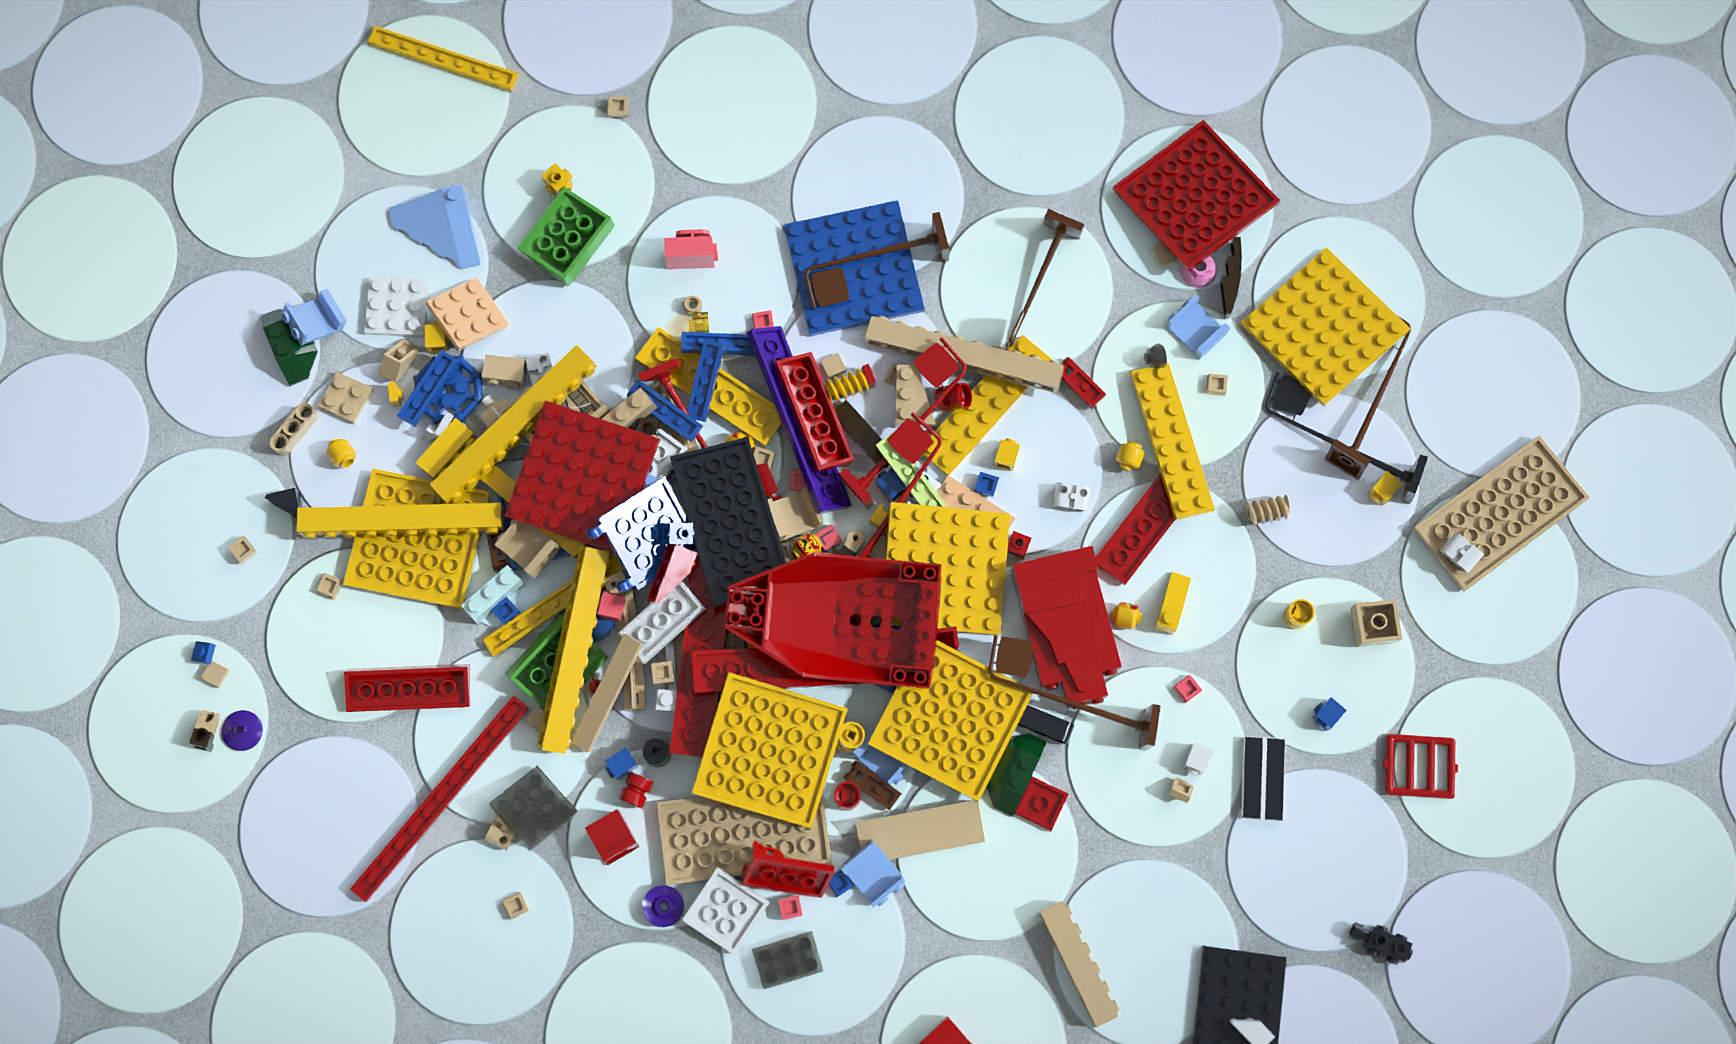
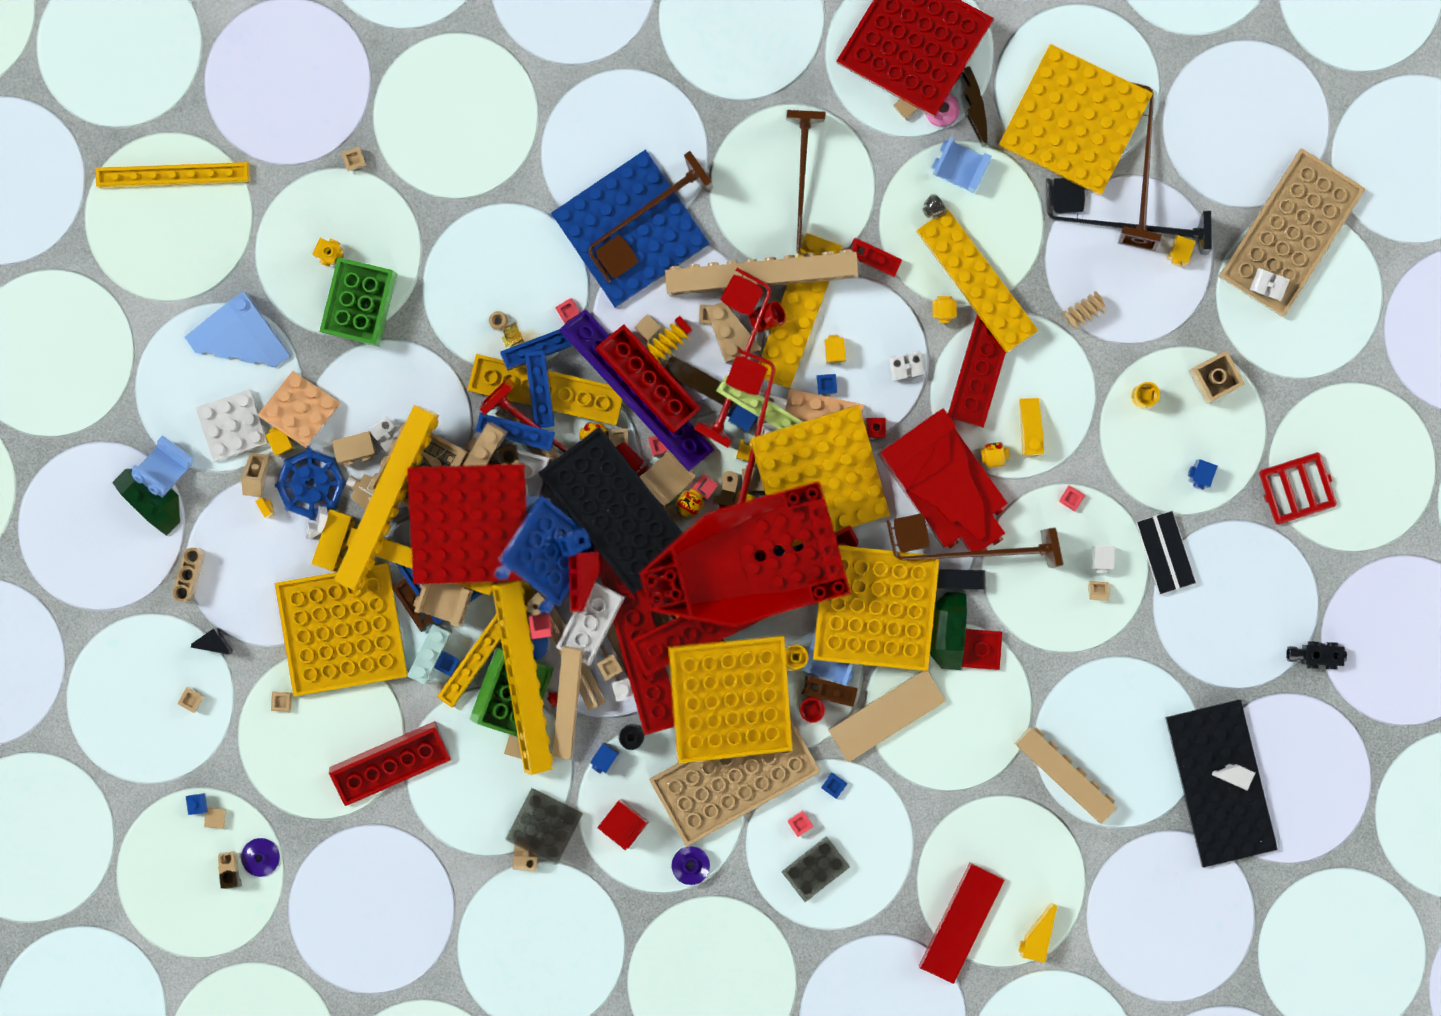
camera: 20 degrees left, 10 degrees up
(341, 453) = (240, 580): yellow head -> none
(345, 397) = (221, 527): tan plate -> none
(400, 519) = (320, 620): yellow brick -> none
(427, 388) = (293, 492): blue plate -> none
(439, 799) = (459, 848): red plate -> none
(515, 905) = (562, 914): tan tile -> none
(635, 790) = (626, 775): red wheel -> none
(691, 250) = (477, 271): coral brick -> none
(725, 910) = (746, 848): white plate -> none
(784, 873) = (786, 799): red plate -> none
(873, 874) = (860, 767): light blue panel -> none
(1217, 384) = (997, 211): tan tile -> none

